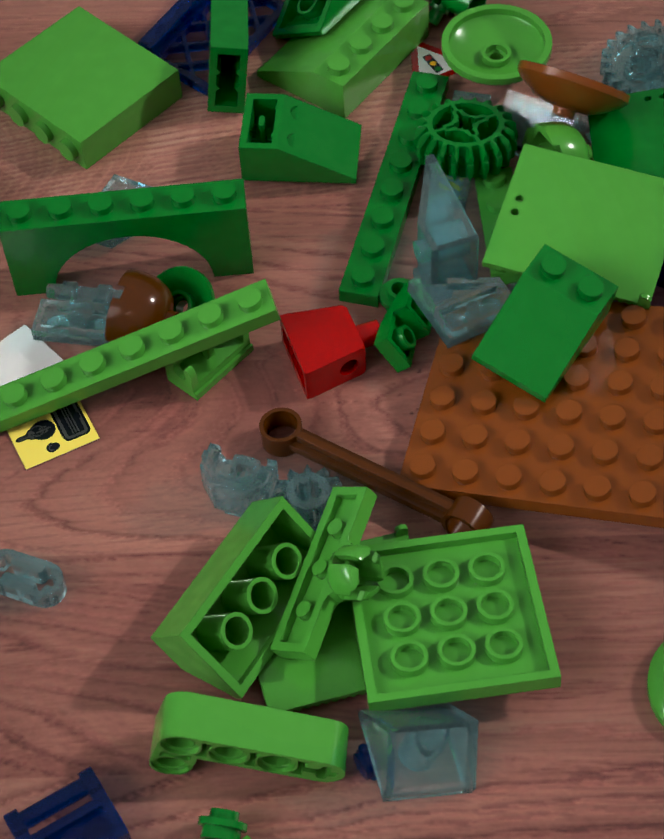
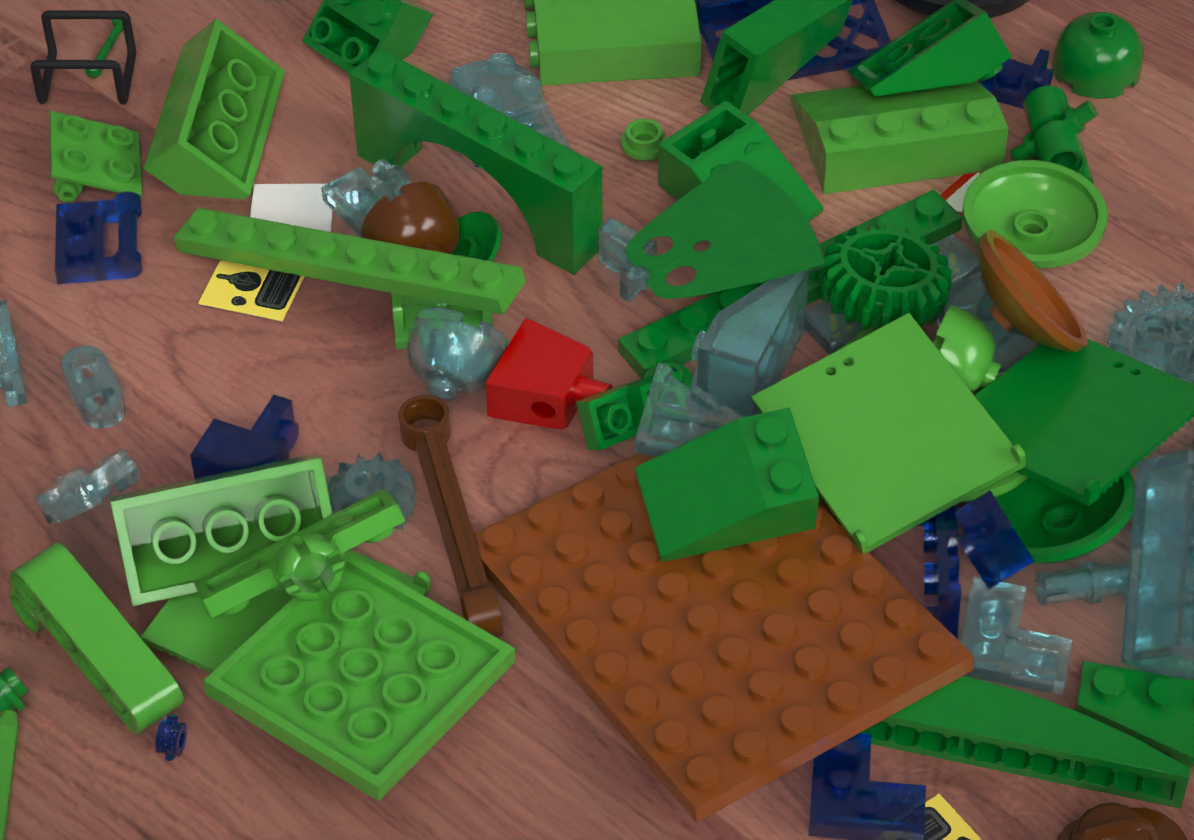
camera: 40 degrees right, 5 degrees down
(65, 179) = (498, 83): none -> clear light blue piece
(122, 644) = (84, 490): none -> clear light blue plate
(191, 542) = (233, 448): none -> clear blue brick
(202, 157) = (642, 139): none -> bright green plate
(236, 482) = (329, 428): clear light blue hair -> none
(256, 371) = (452, 354): none -> clear light blue cylinder
(285, 233) = (612, 246): none -> clear light blue bracket
(373, 159) = (751, 232): none -> green piece
(422, 750) = (212, 759): clear light blue slope -> none

